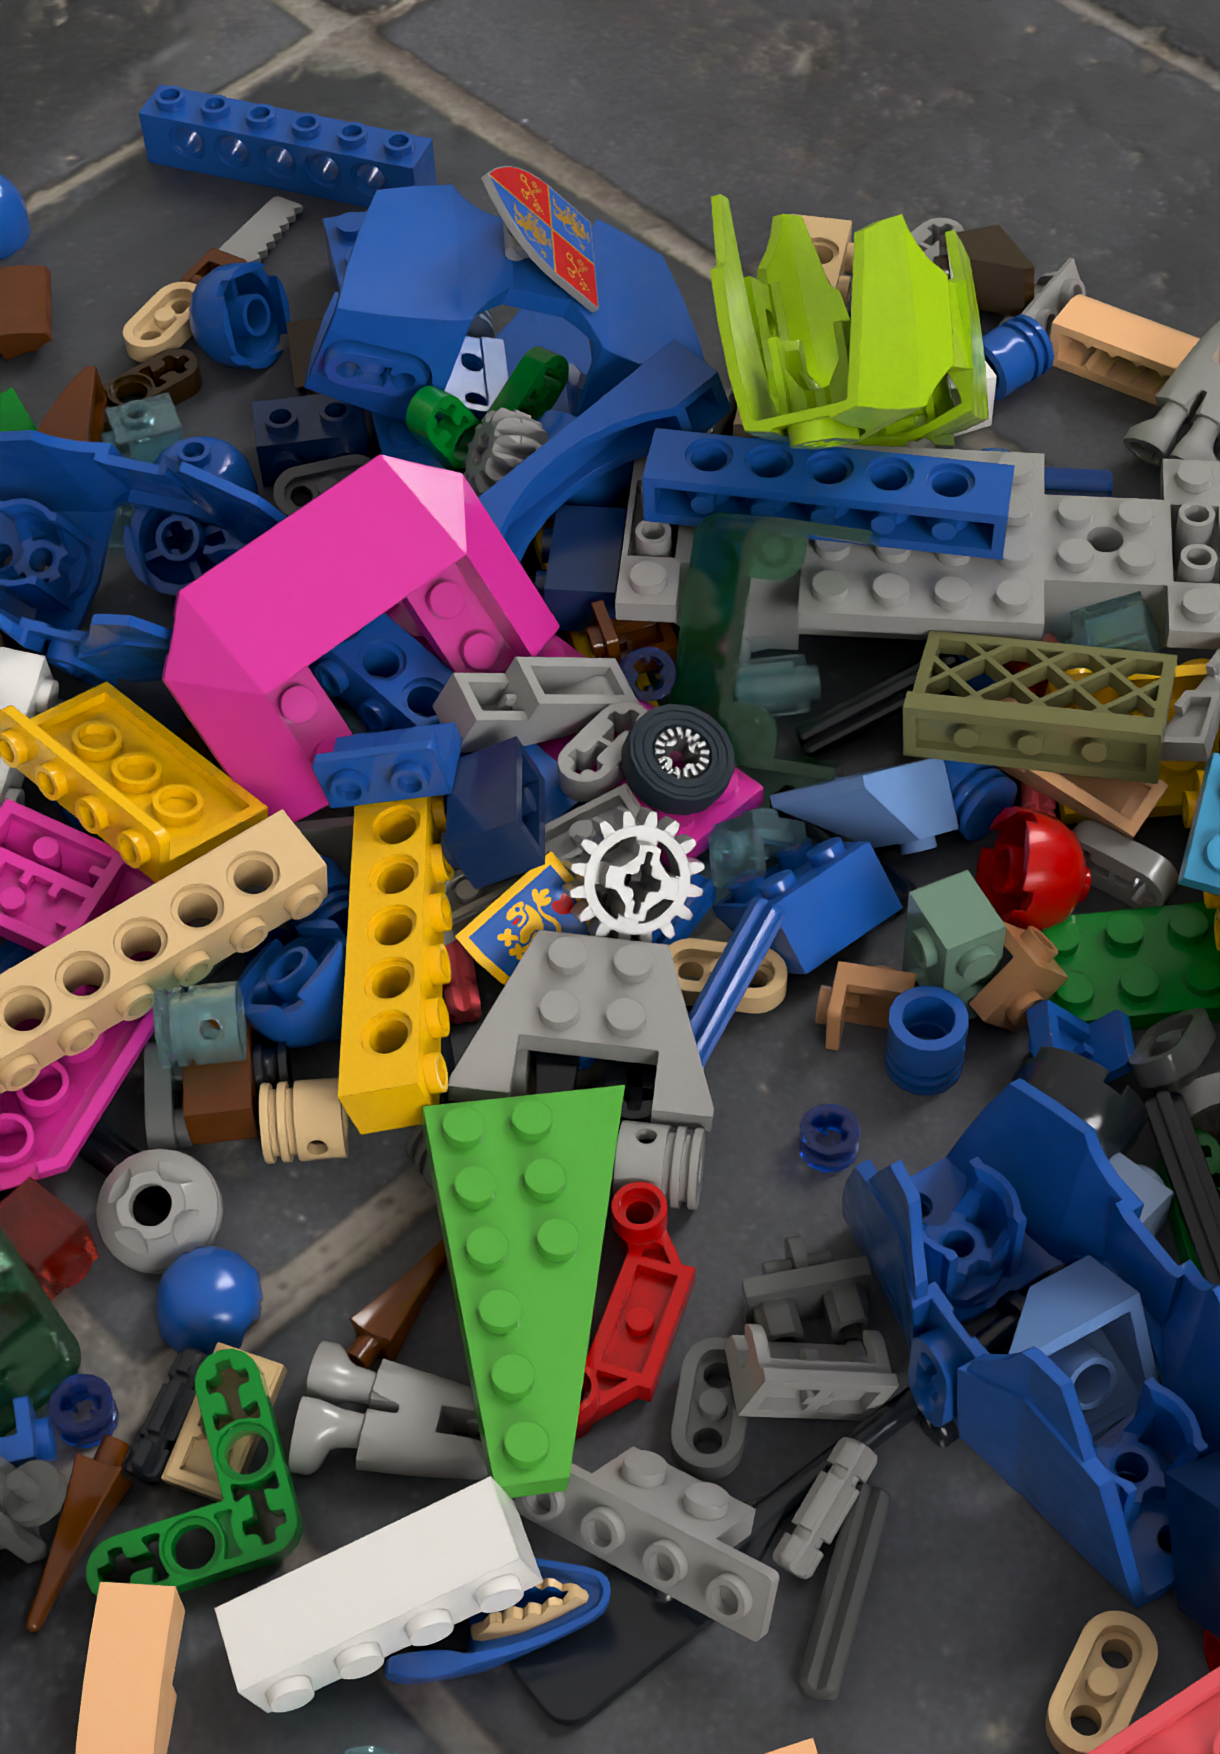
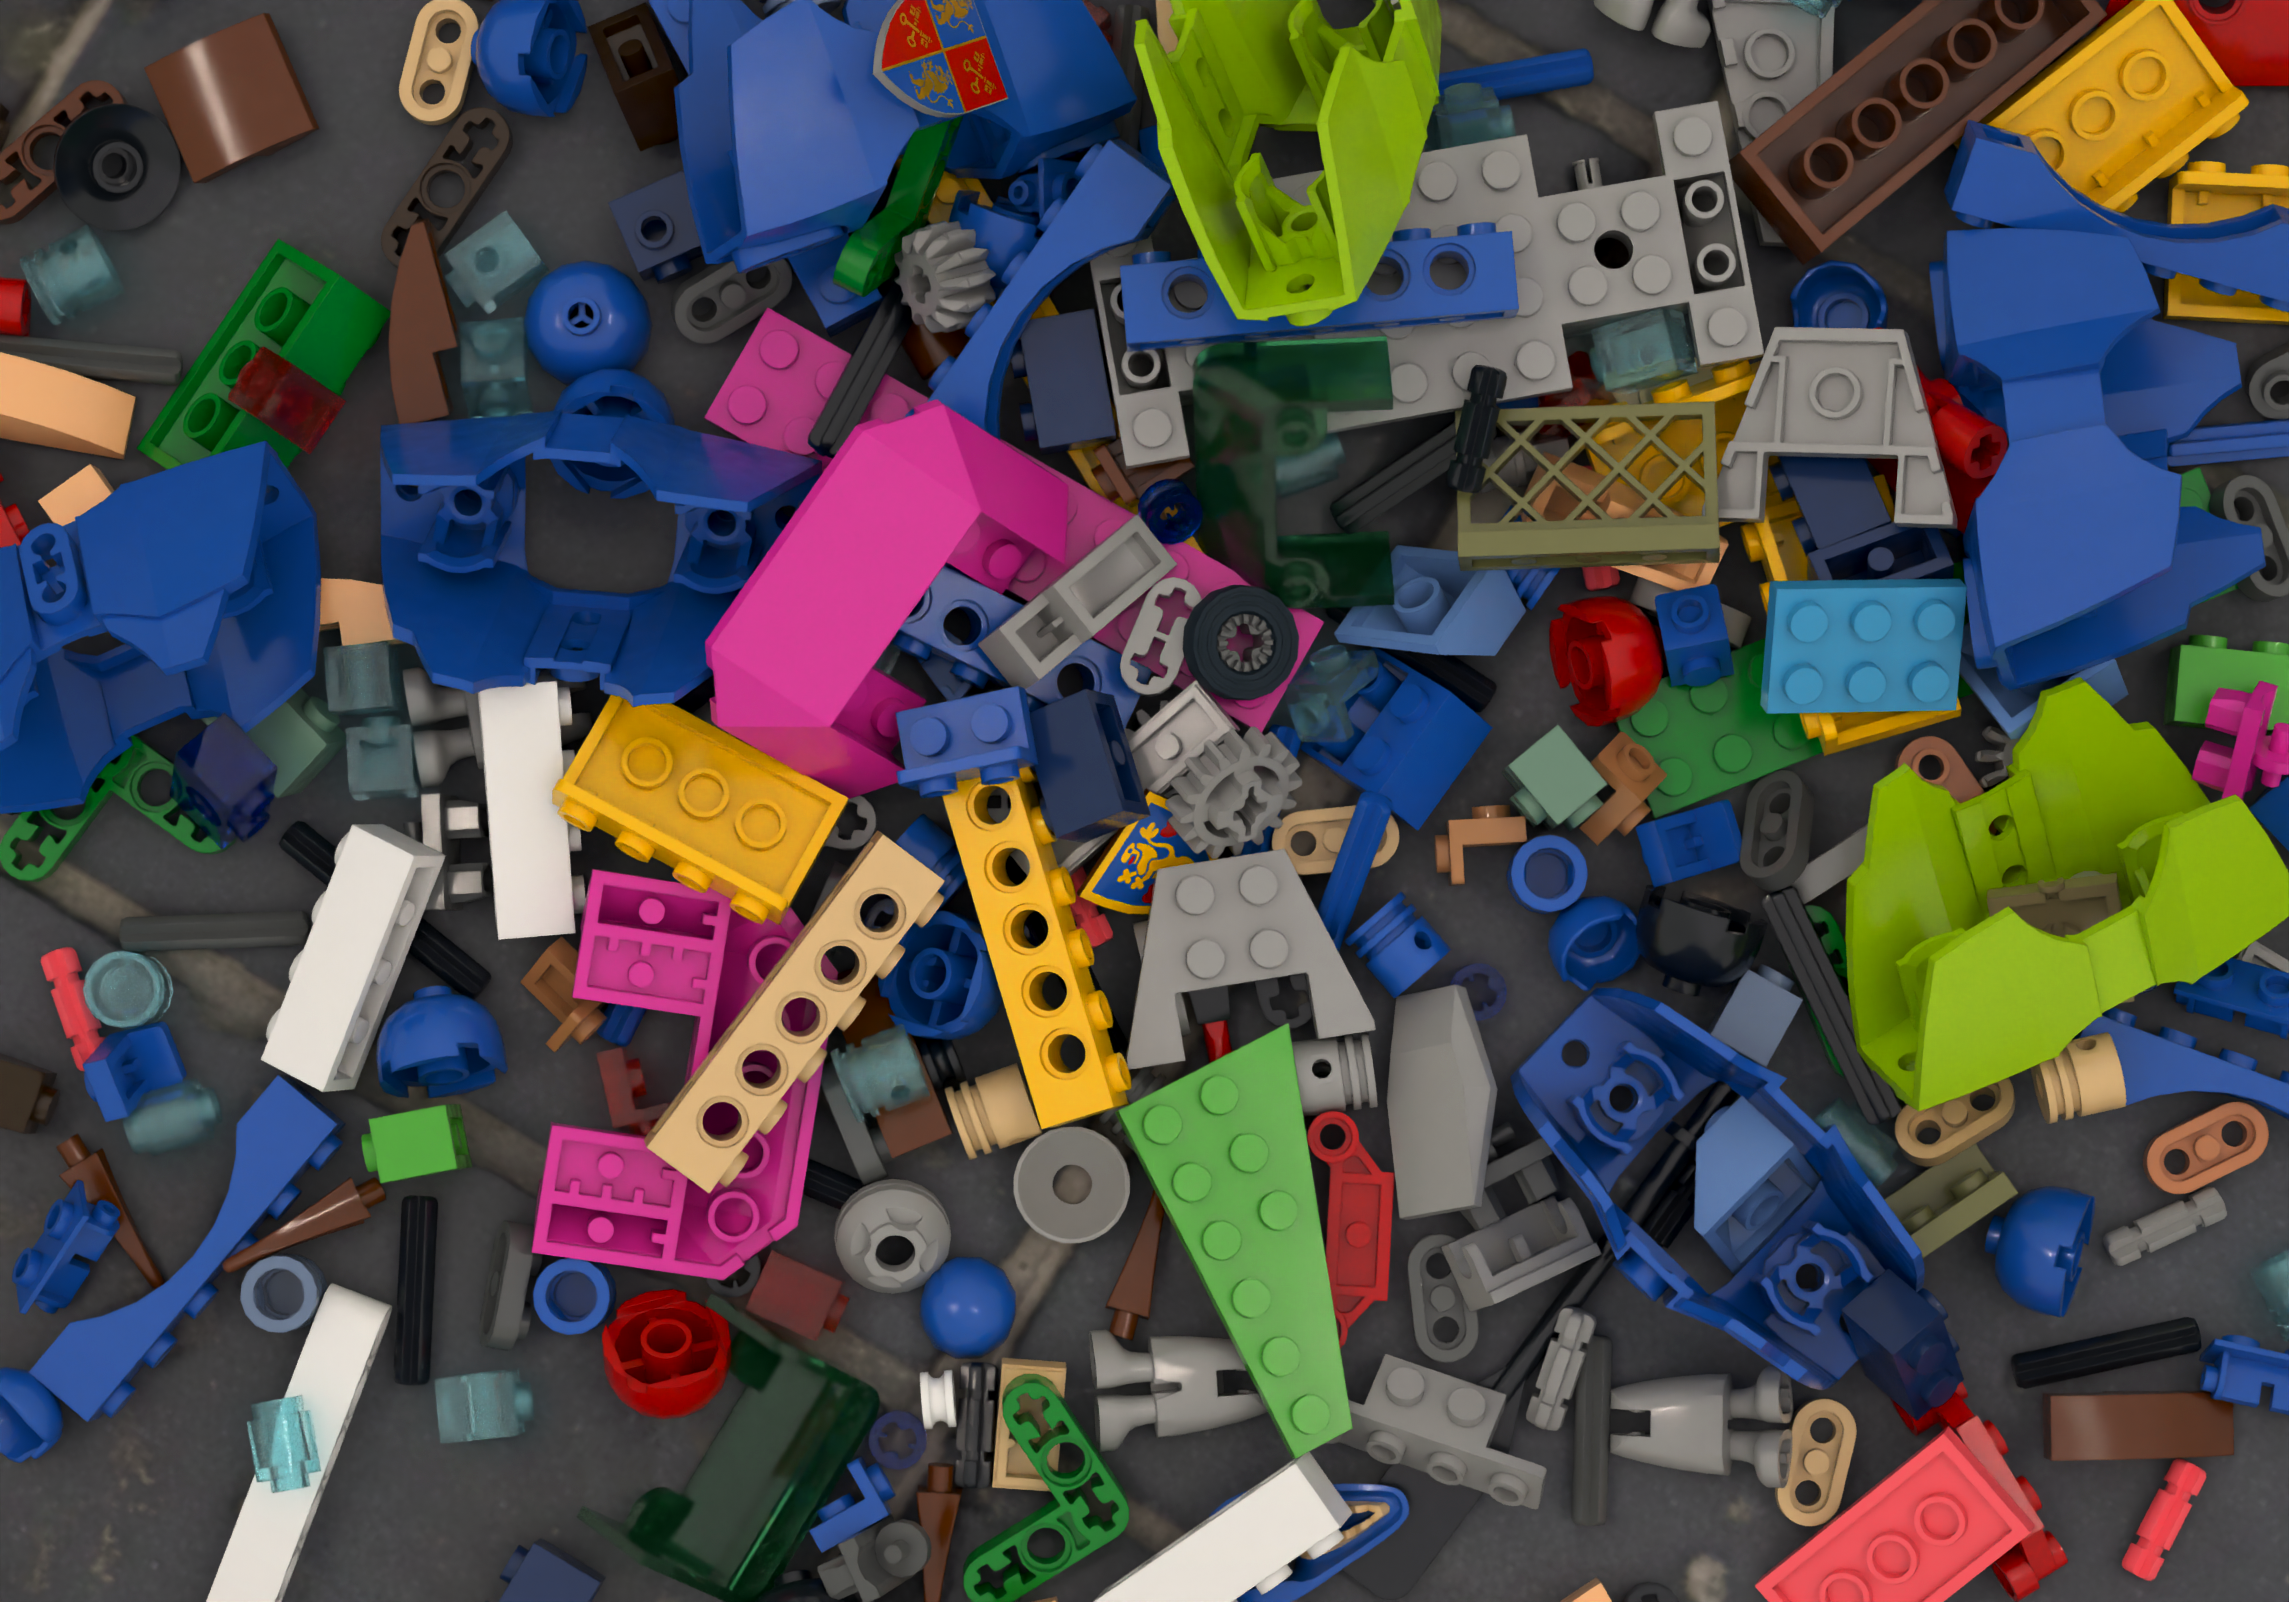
camera: 15 degrees left, 35 degrees up
(139, 1374) = (938, 1399): none -> white bush
(352, 1177) = (1063, 1220): none -> light grey piece
(758, 1067) = (1398, 945): none -> blue piece
(758, 1207) = (1439, 1103): none -> light grey piece
(945, 623) = (1476, 429): none -> black axle
(952, 1097) = (1593, 941): none -> blue hair
(965, 1595) = (1692, 1424): none -> light grey piece
(1120, 865) = (1694, 635): none -> blue bracket

